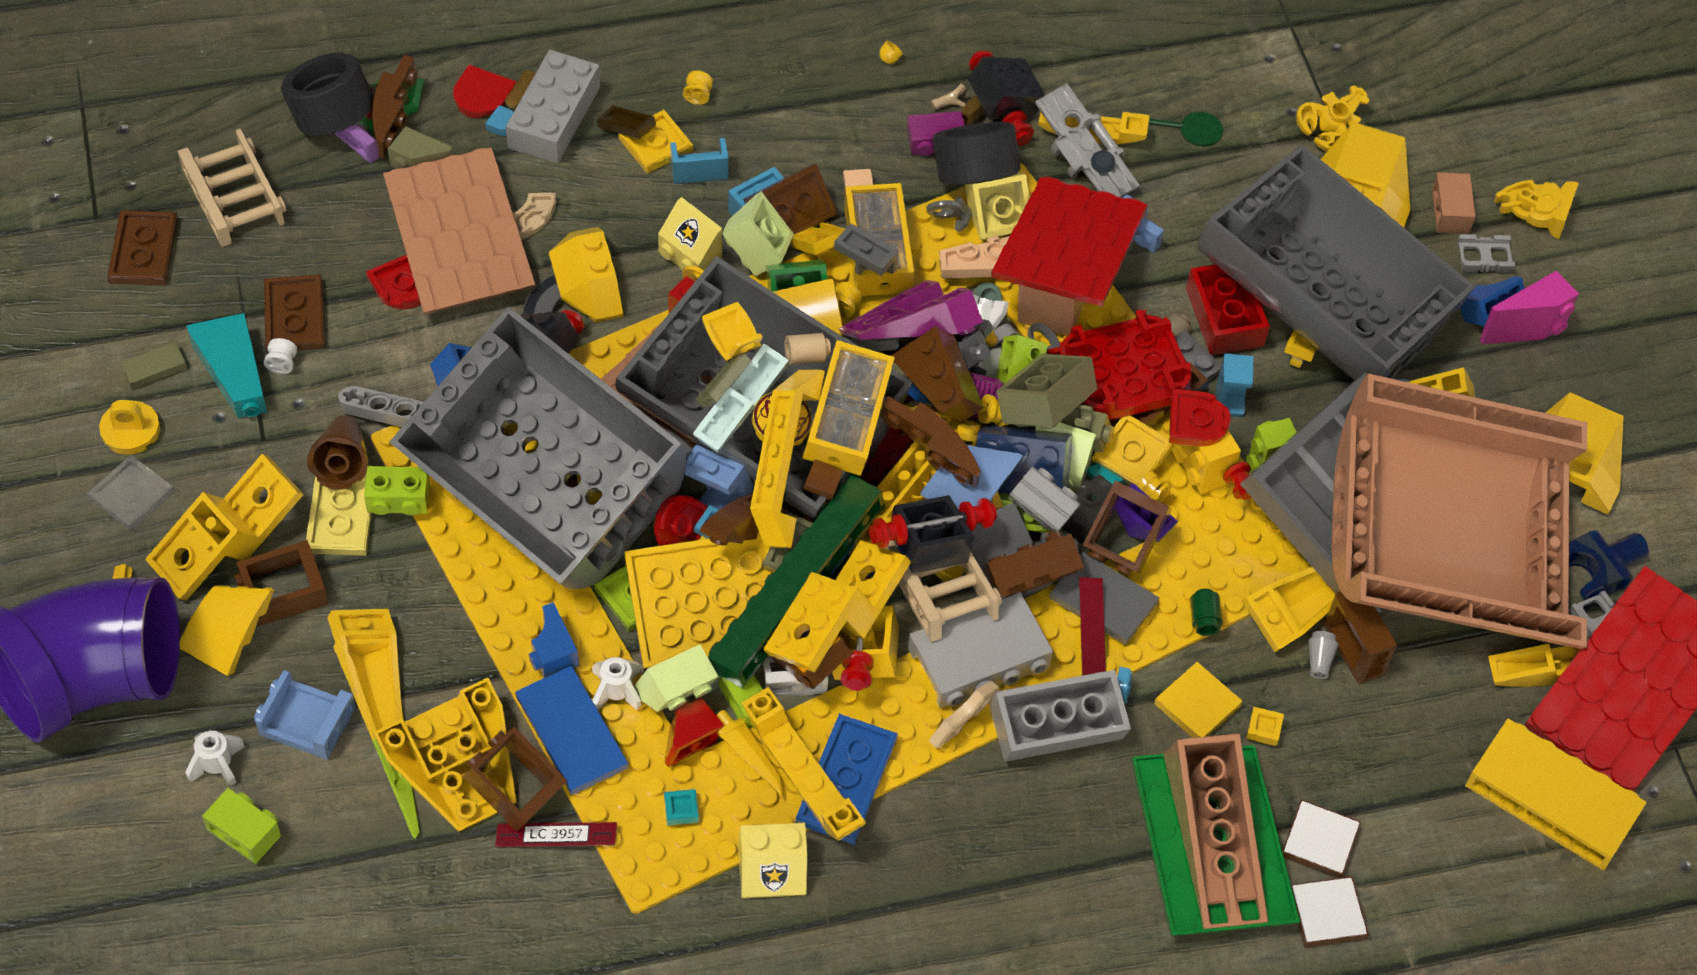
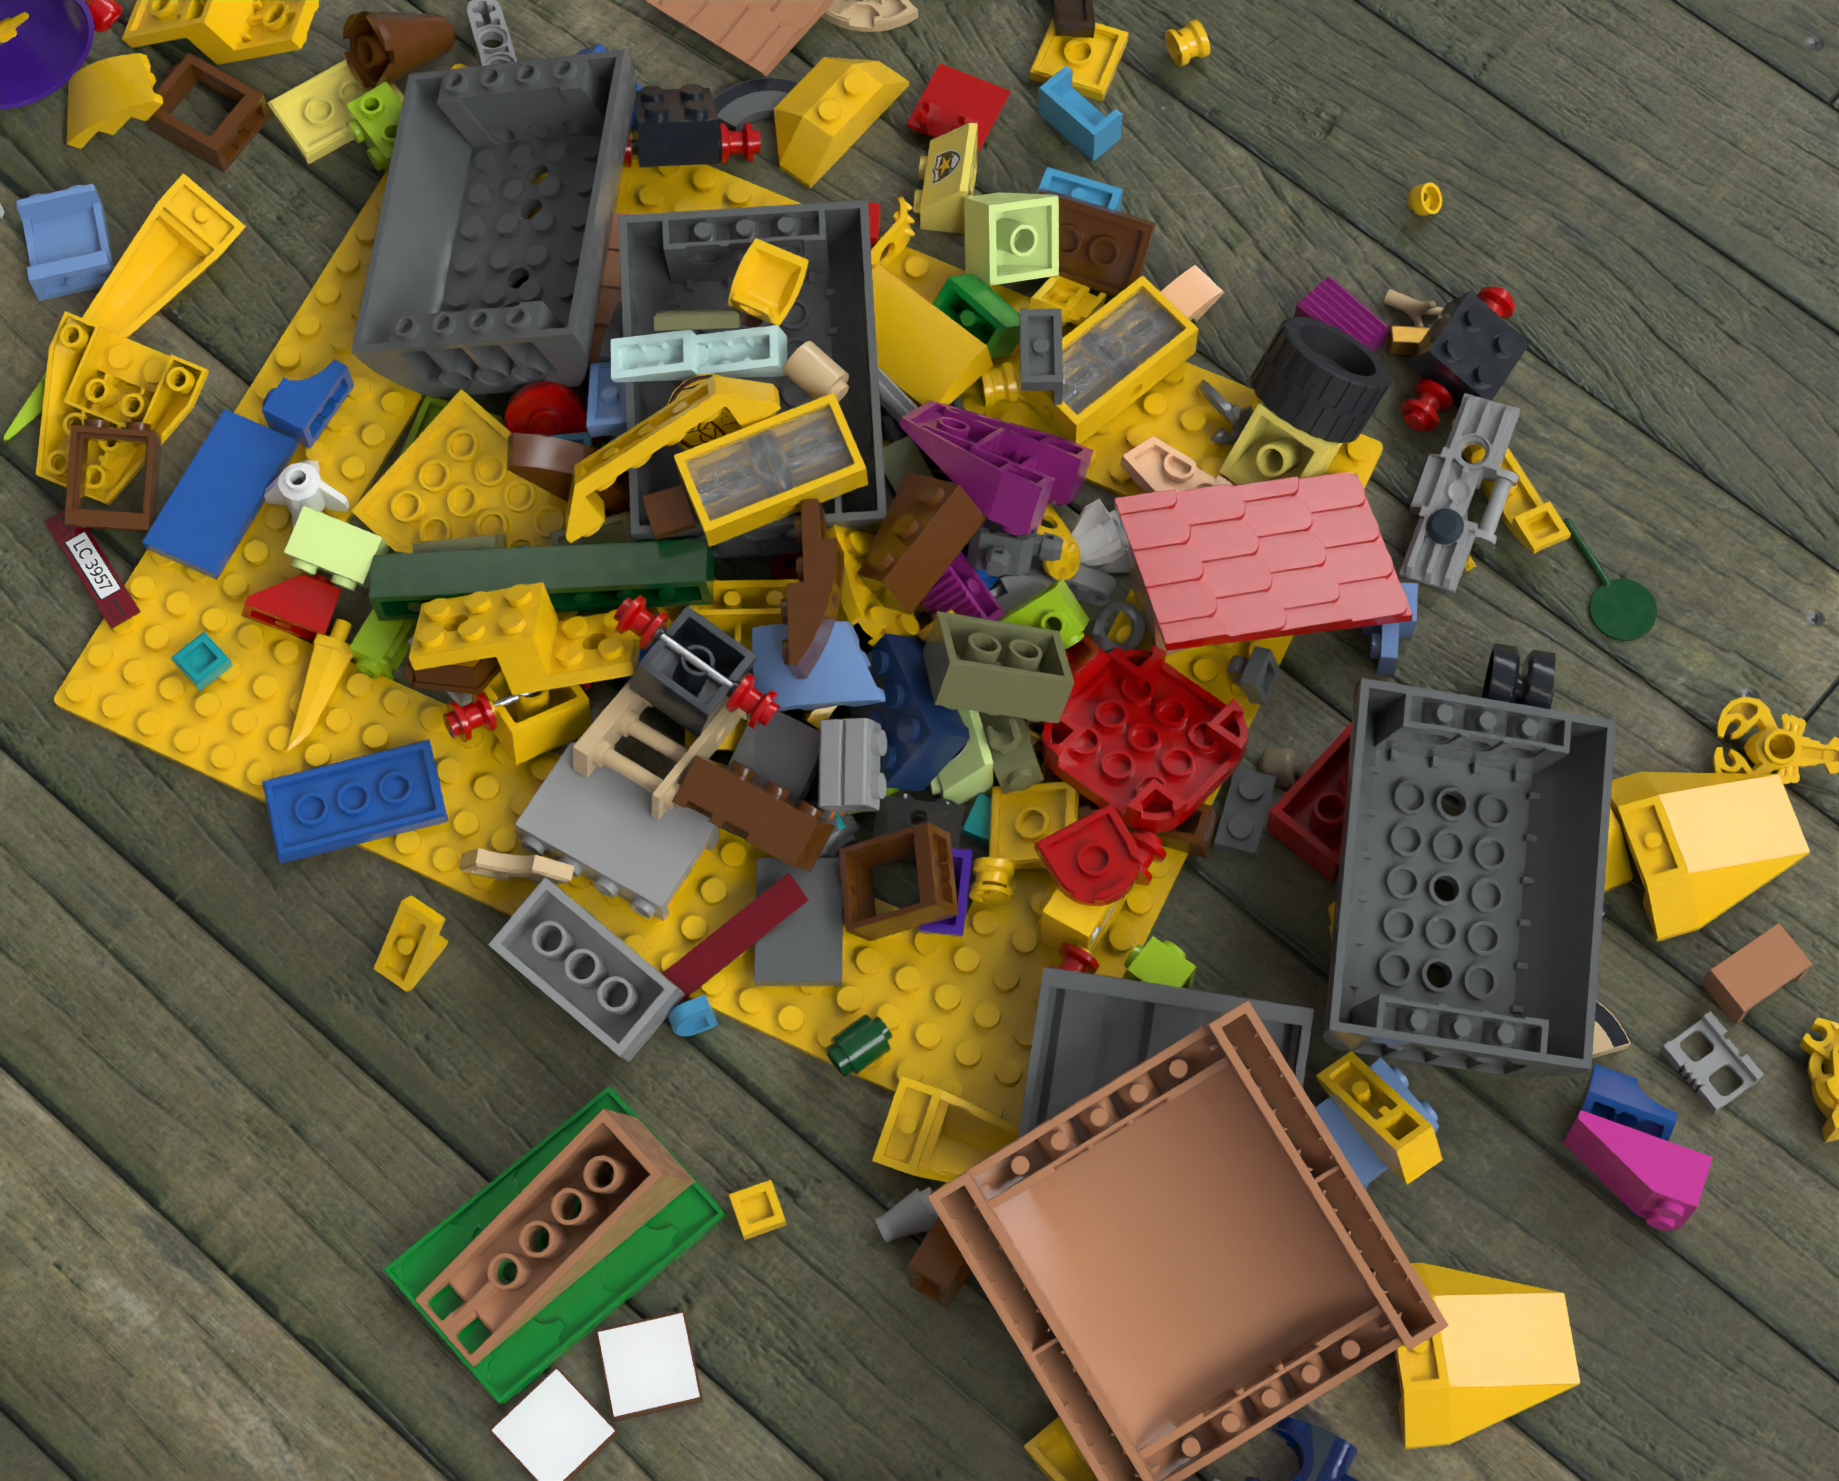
camera: 60 degrees right, 10 degrees up
(637, 214) = (956, 100): none -> red plate
(731, 611) = (462, 544): none -> olive tile
(769, 719) = (288, 805): yellow slope -> none
(772, 860) = (195, 791): light yellow slope -> none
(966, 802) = (411, 944): none -> yellow slope
(1122, 297) = (1255, 674): none -> dark grey tile
(1198, 702) = (741, 1115): yellow tile -> none
(1220, 186) = (1531, 687): none -> black wheel
(1233, 381) = (1221, 879): dark azure panel -> none

